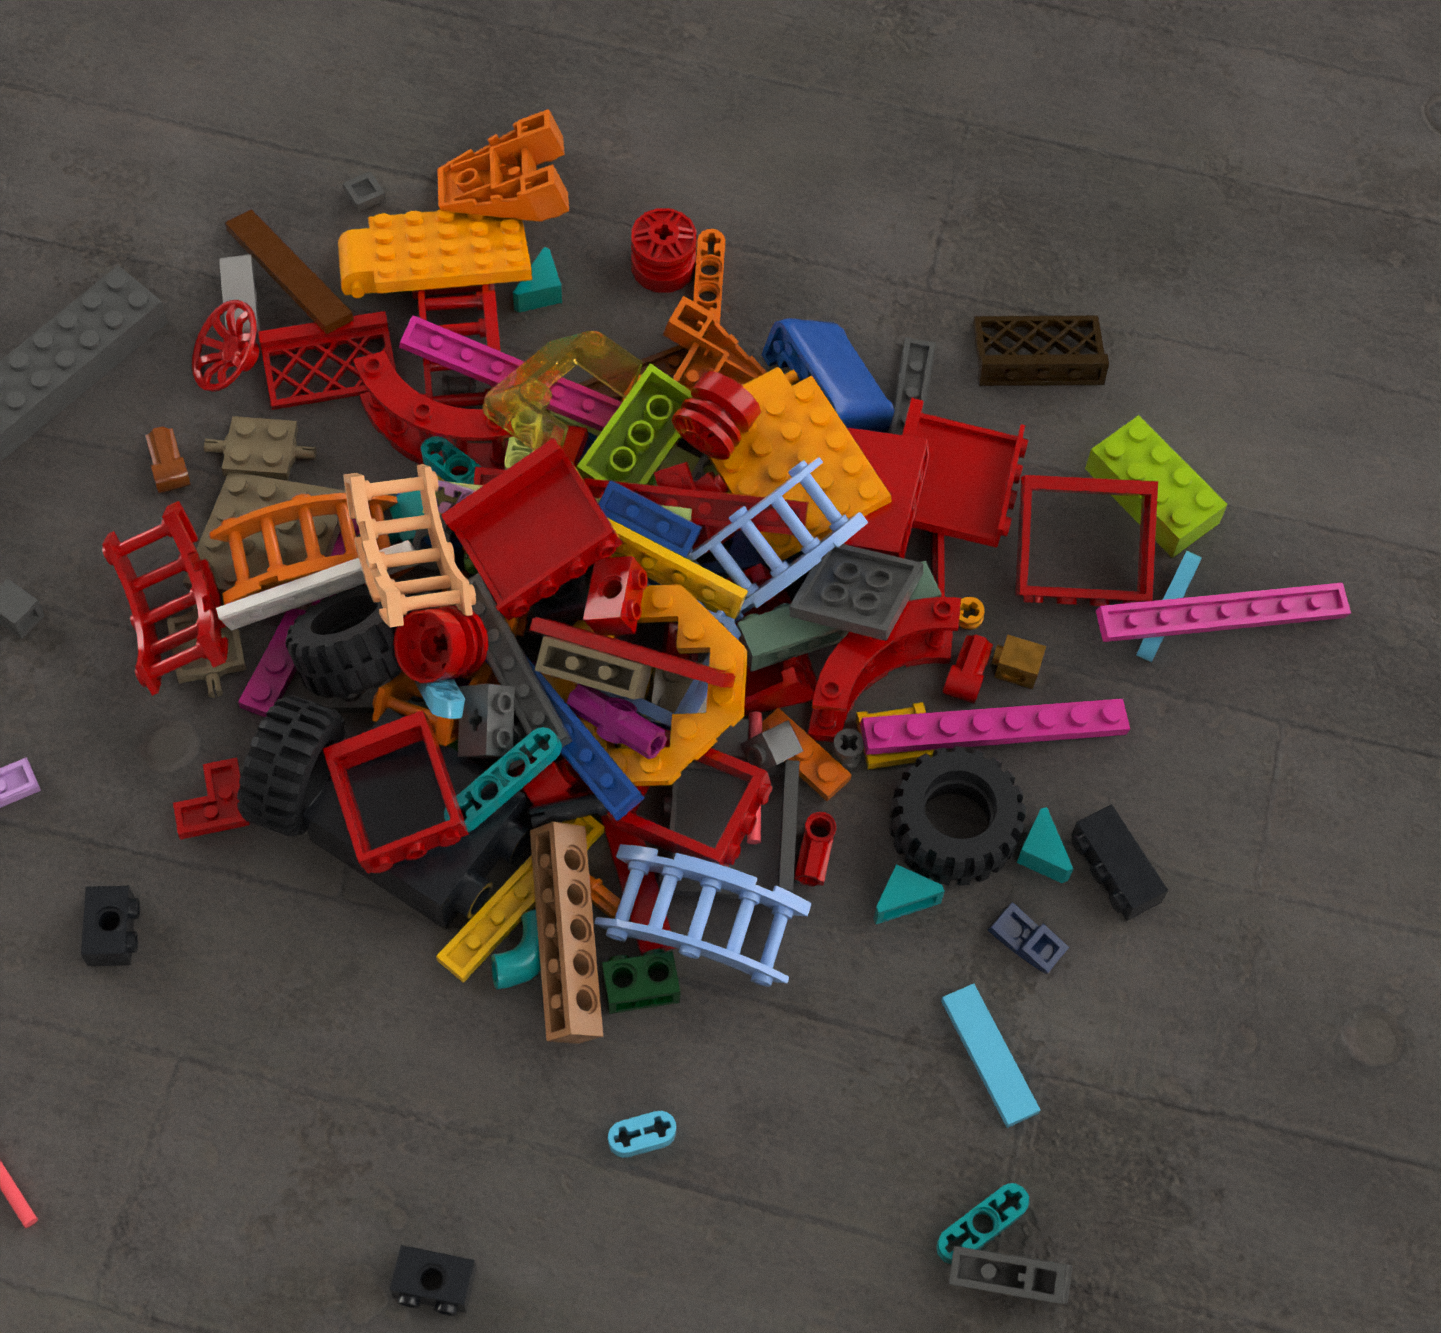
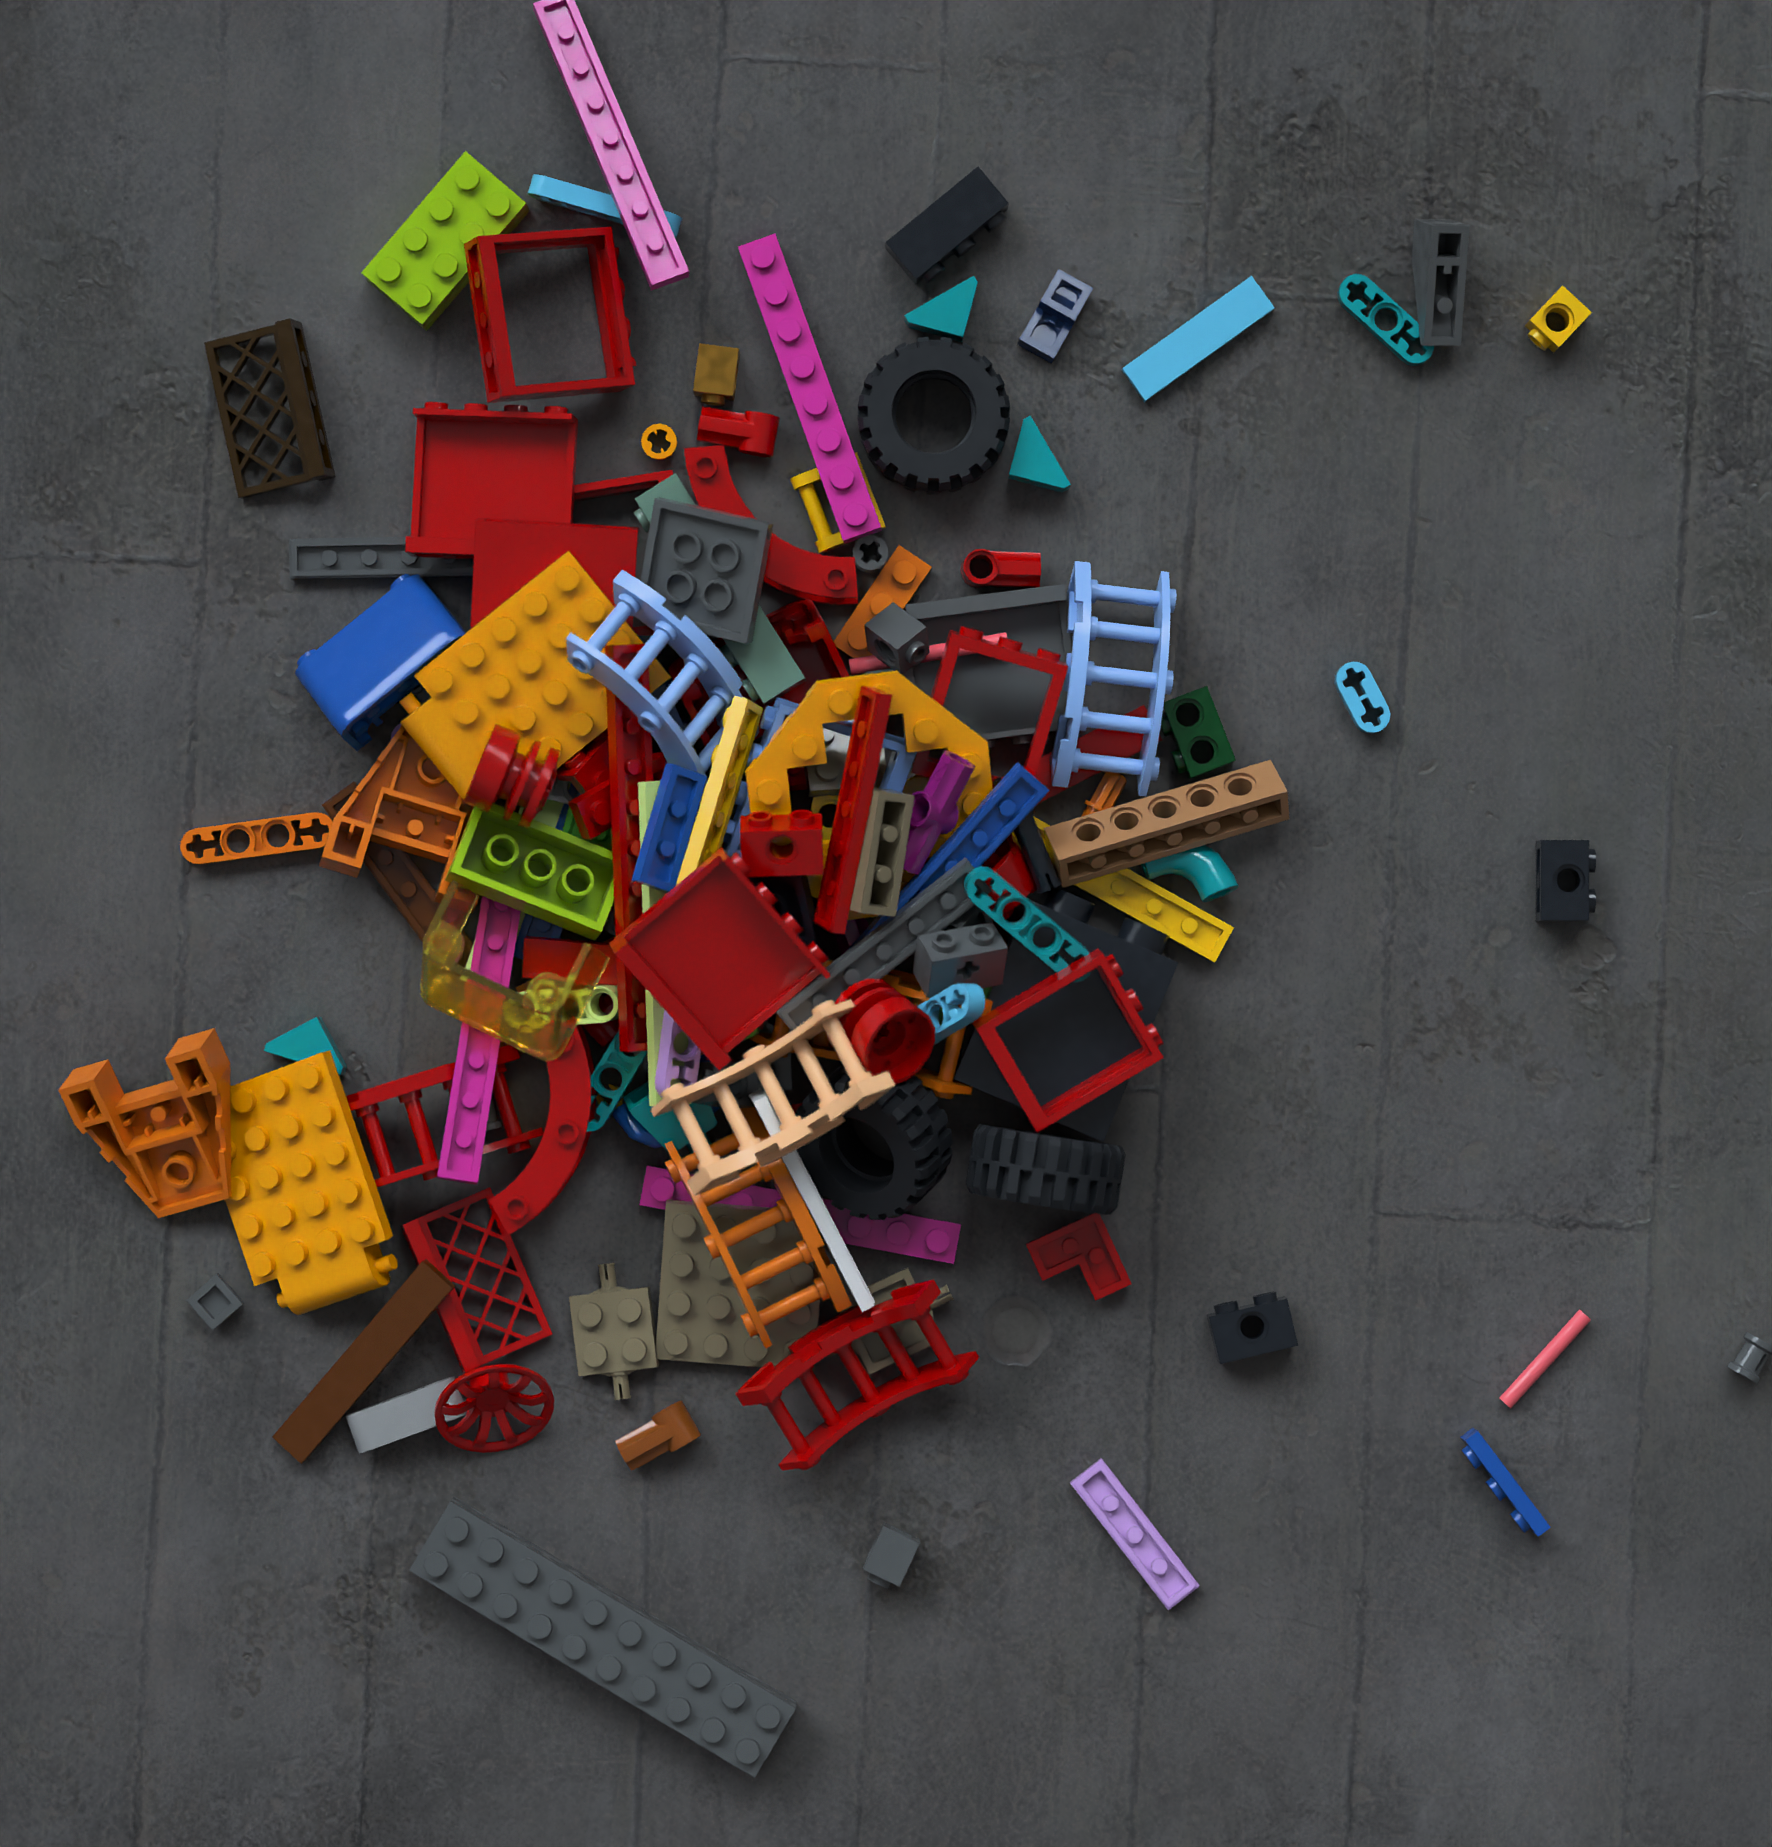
camera: 100 degrees left, 25 degrees up
(663, 250) = (249, 919): red wheel -> none

